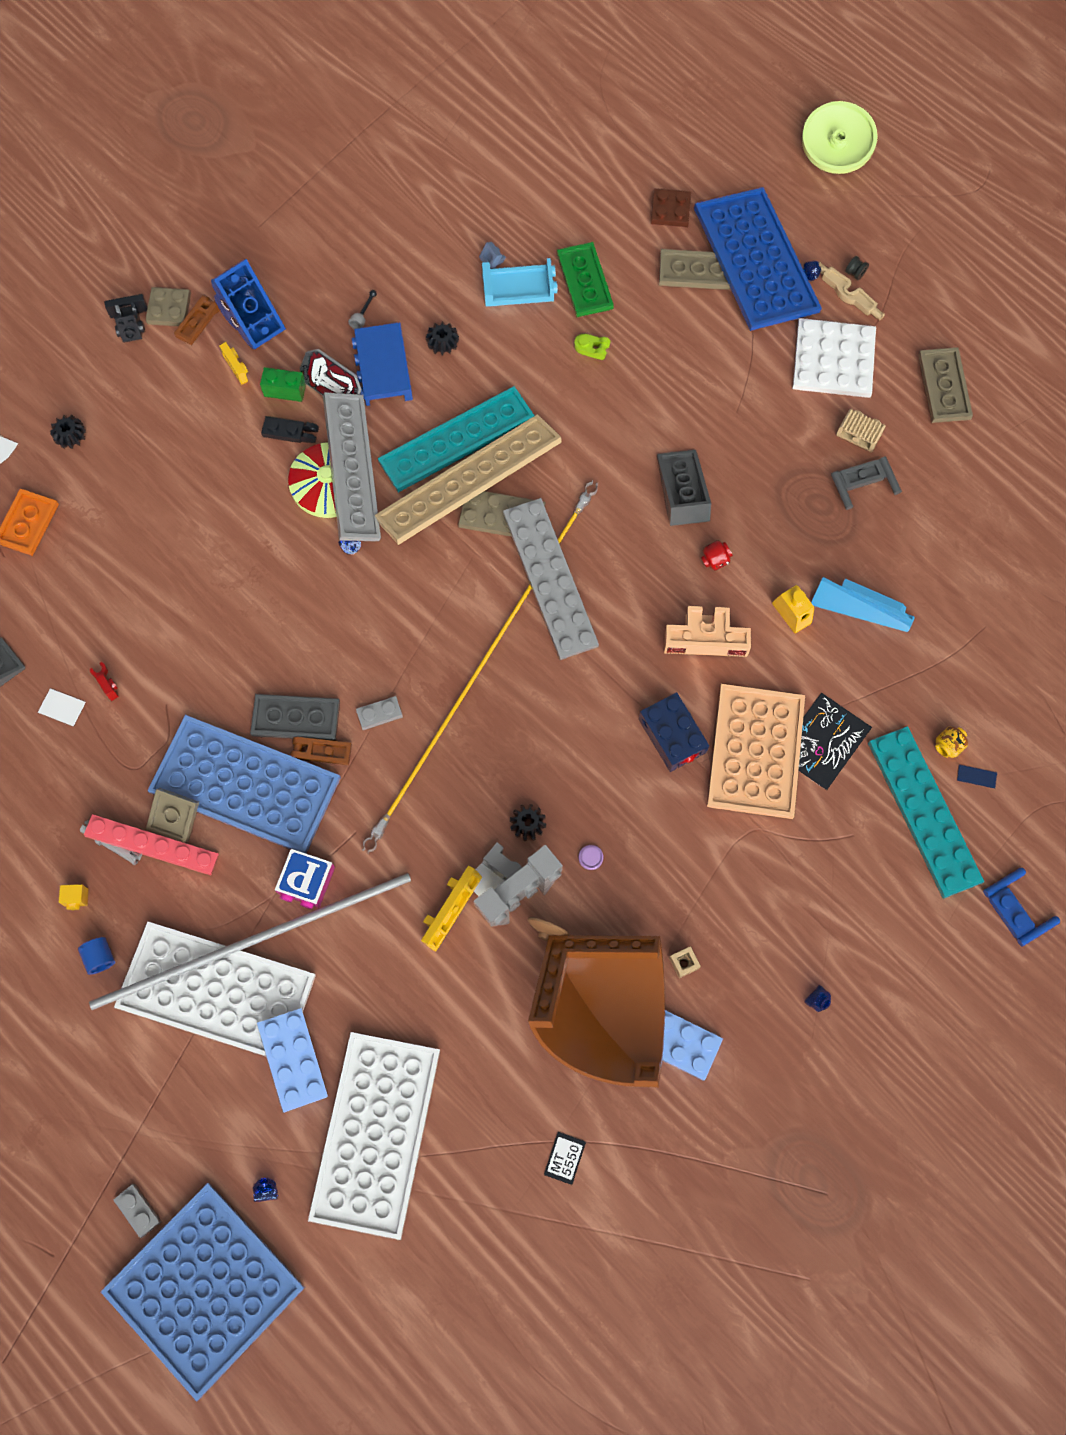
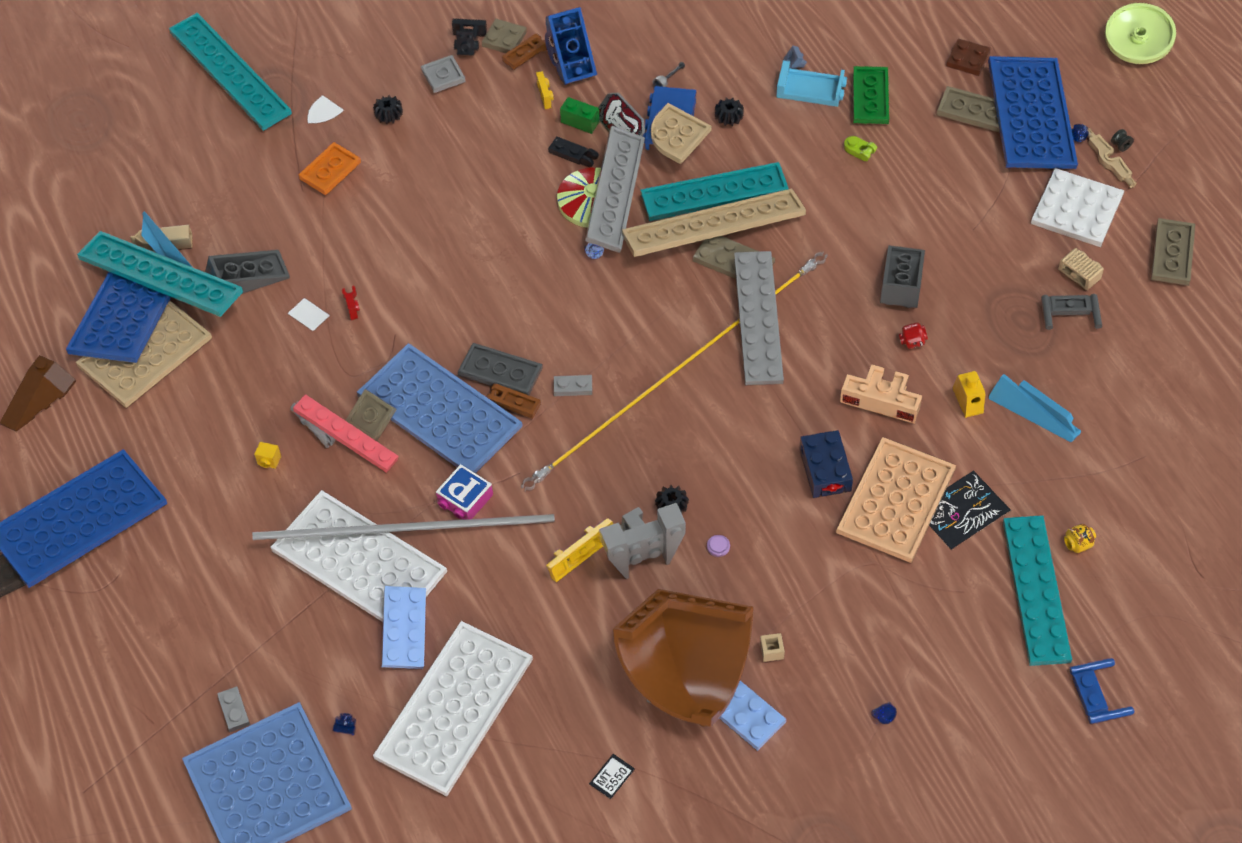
camera: 20 degrees right, 15 degrees down
(96, 955) = (270, 504): blue piece -> none
(115, 371) = (443, 73): none -> light grey plate
(397, 382) = (677, 133): none -> tan plate
(545, 928) = (657, 581): medium nougat dish -> none
(977, 776) = (1096, 575): dark blue sticker -> none

